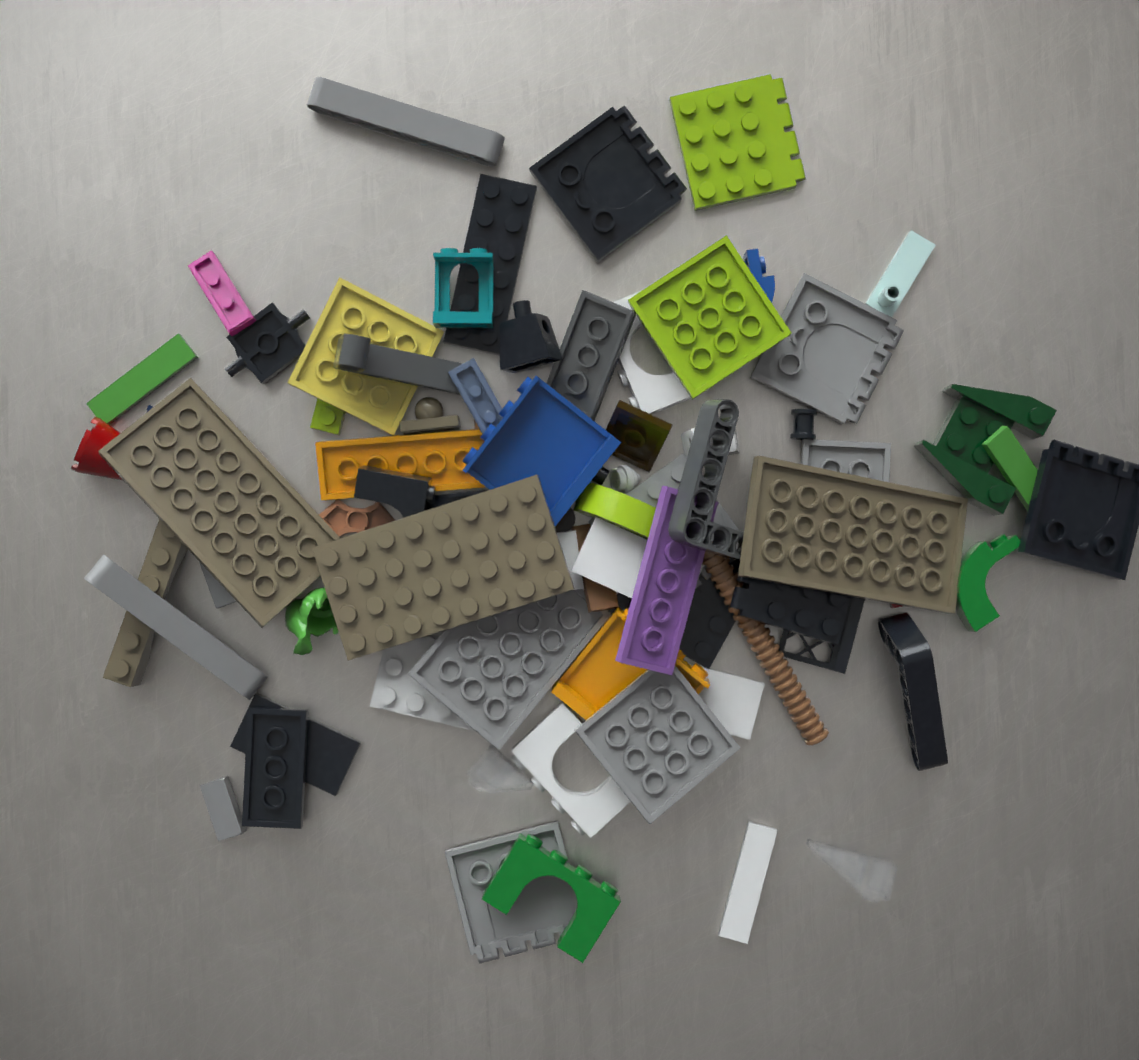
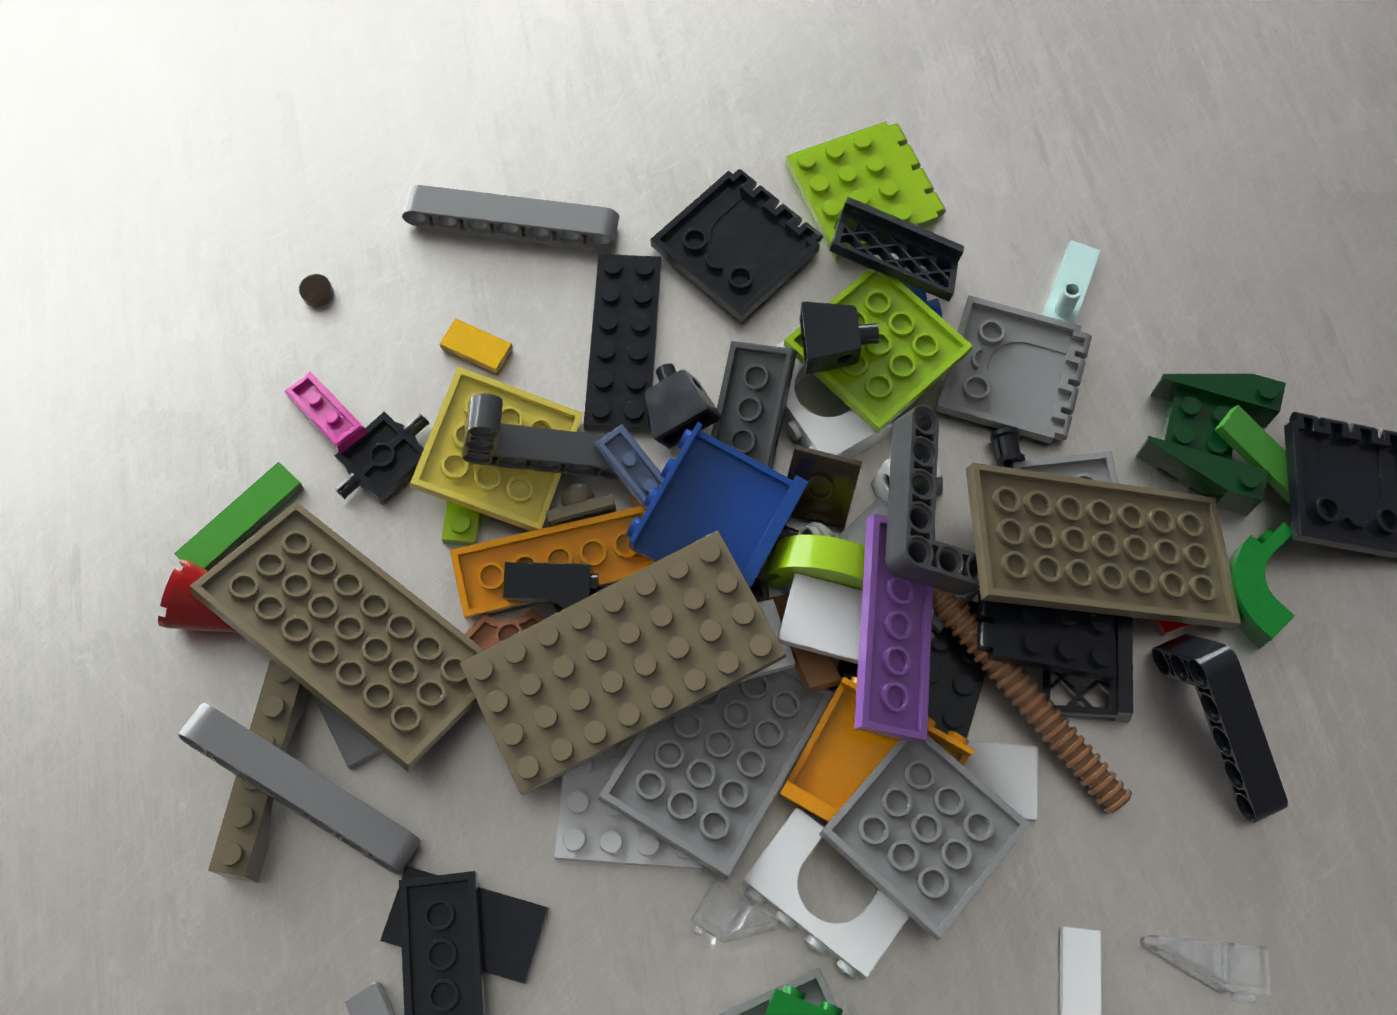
camera: 10 degrees left, 20 degrees down
(222, 167) = (316, 290): none -> dark brown tile
(309, 617) = (468, 754): bright green piece -> none
(359, 247) = (476, 346): none -> yellow tile
(444, 264) = (605, 390): teal panel -> none
(669, 308) = (832, 336): none -> black torso
(753, 208) = (907, 241): none -> black fence

